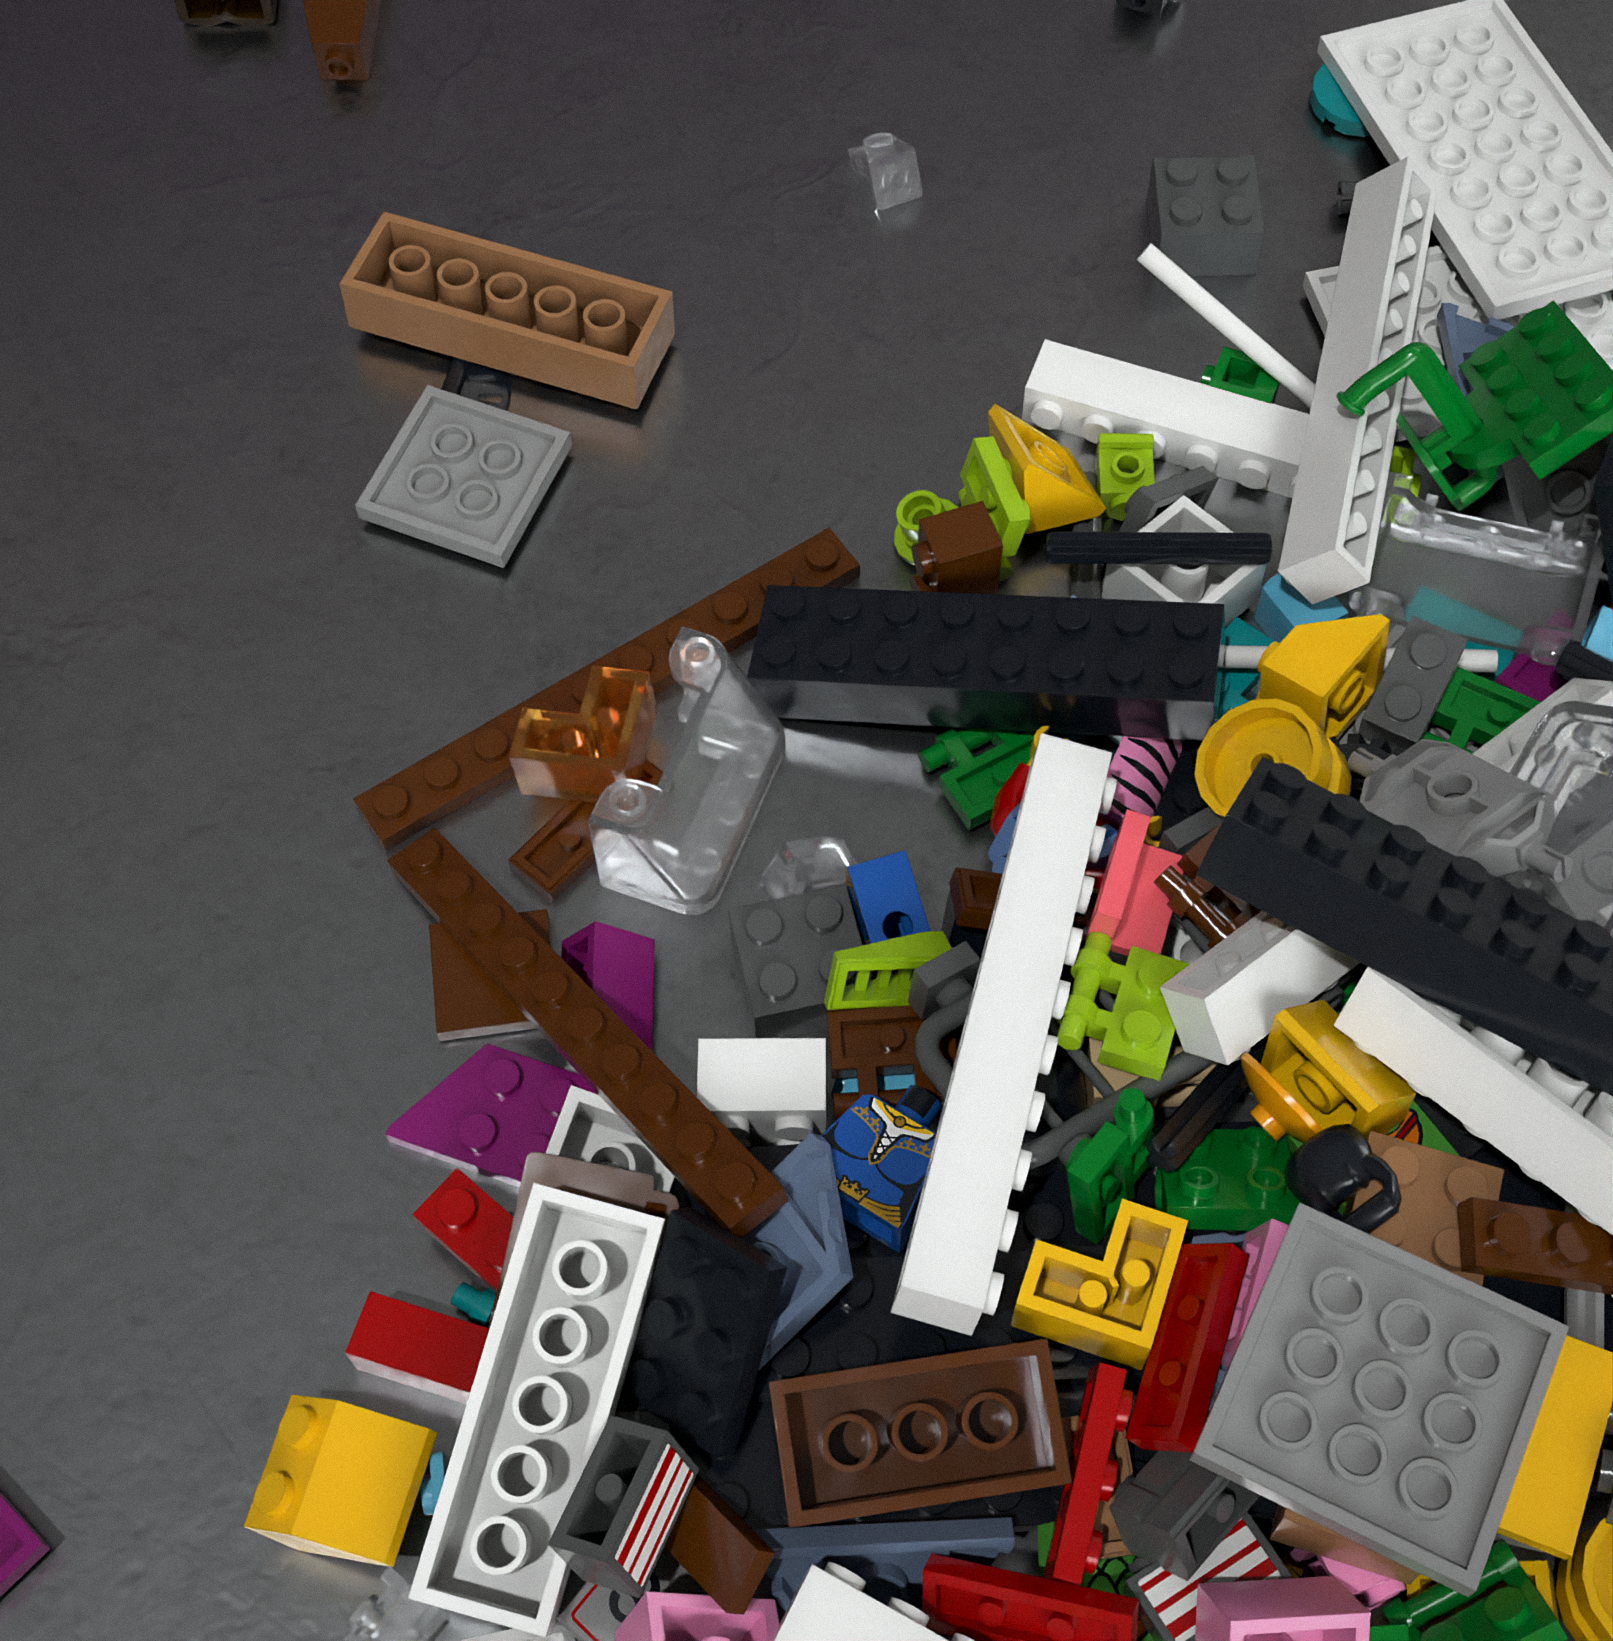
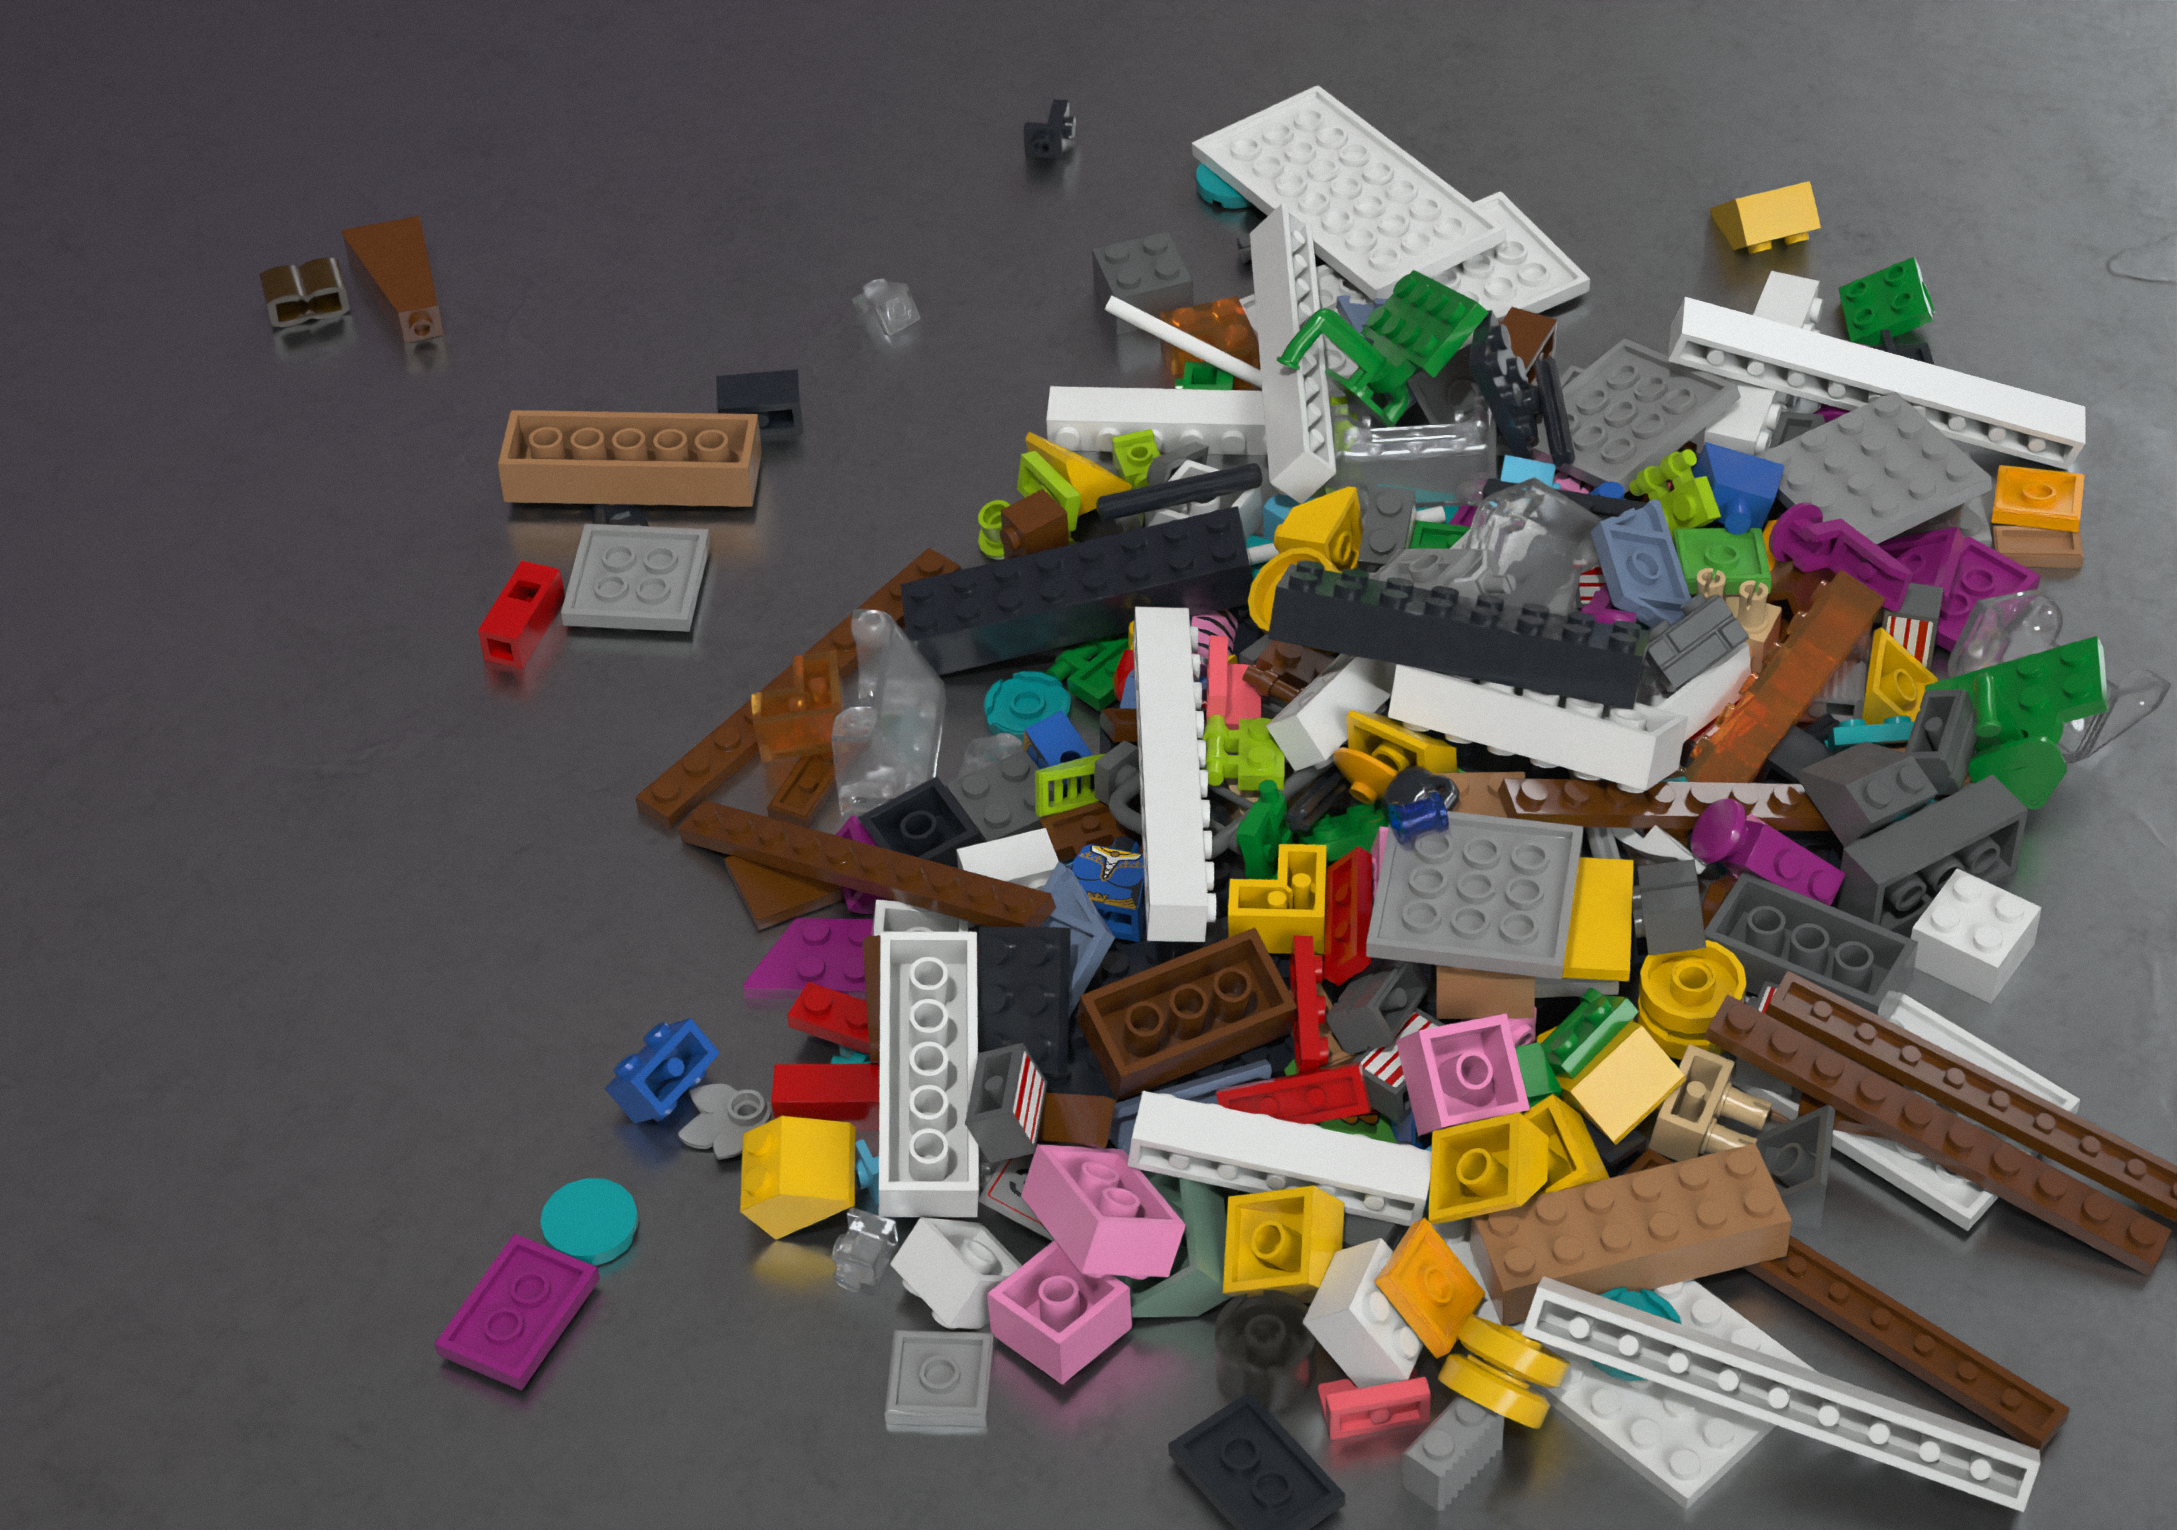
camera: 15 degrees left, 15 degrees down
(69, 1449) = (590, 1220): none -> teal tile
(229, 1248) = (662, 1070): none -> blue brick
(286, 1339) = (724, 1118): none -> light grey plate
(310, 492) = (521, 614): none -> red brick
(678, 977) = (922, 824): none -> black slope
(696, 264) = (769, 394): none -> black brick
(880, 798) = (1024, 702): none -> teal tile
(1278, 307) = (1217, 324): none -> clear orange brick
(1329, 1253) = (1418, 817): none -> clear blue bush

